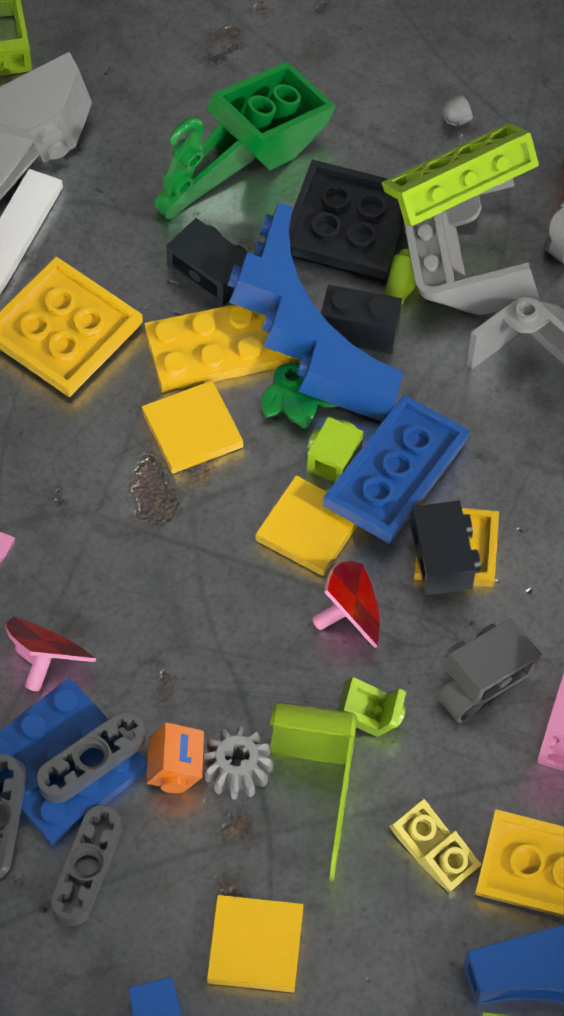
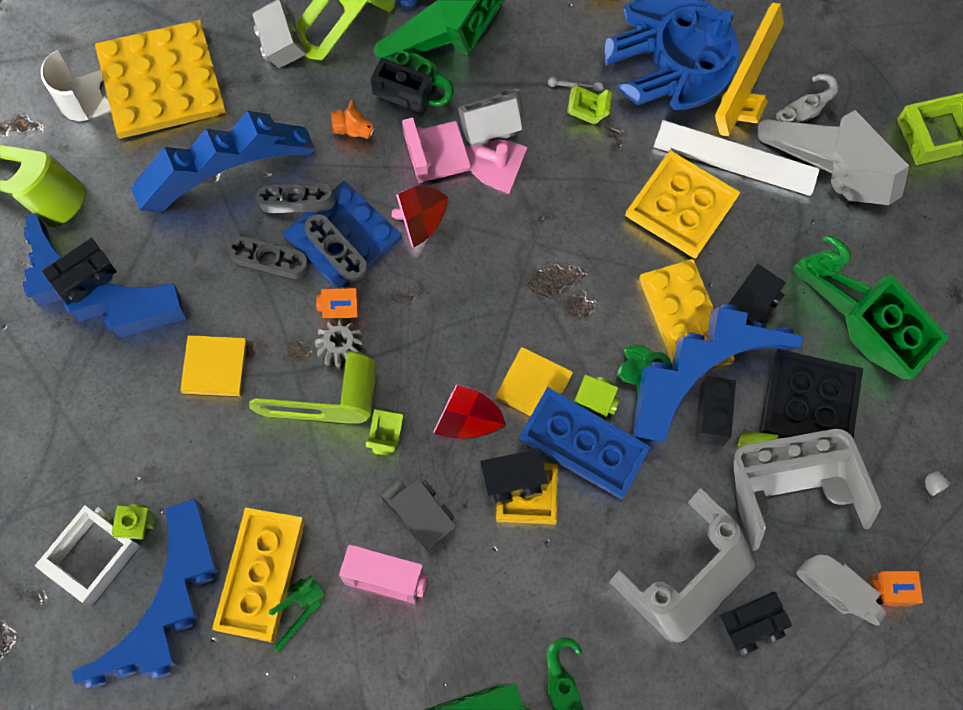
camera: 85 degrees right, 10 degrees up
(192, 427) = (609, 299): yellow tile -> none
(434, 846) = (285, 481): light yellow slope -> none
(462, 172) = (849, 474): lime fence -> none

